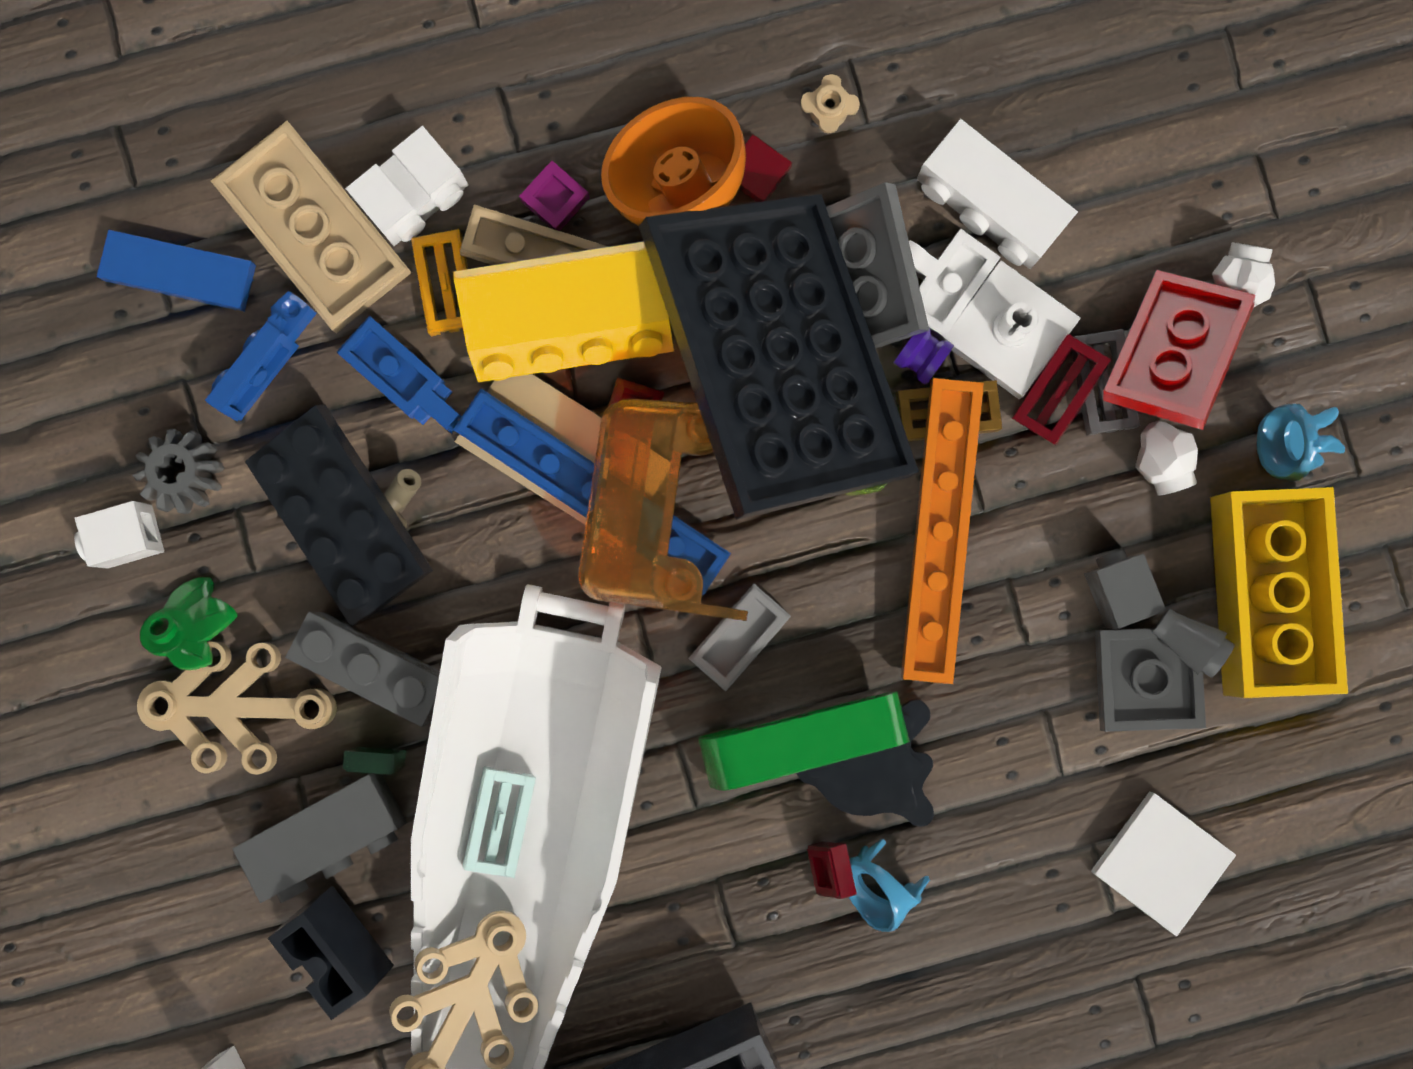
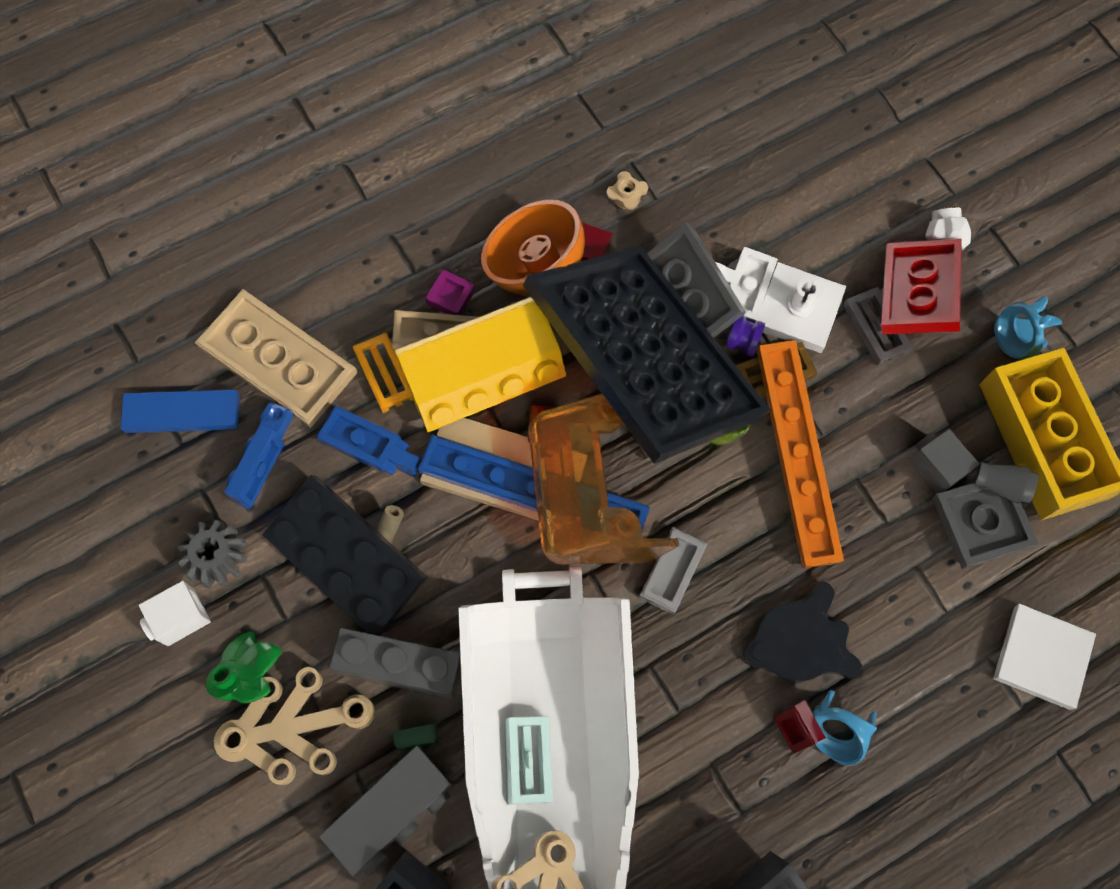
camera: 20 degrees left, 15 degrees down
(409, 187) = (343, 311): white brick -> none
(803, 741) = (744, 630): green beam -> none
(994, 195) = (760, 220): white brick -> none
(1085, 353) = (842, 365): dark red tile -> none
(1167, 457) = (940, 362): white rock -> none

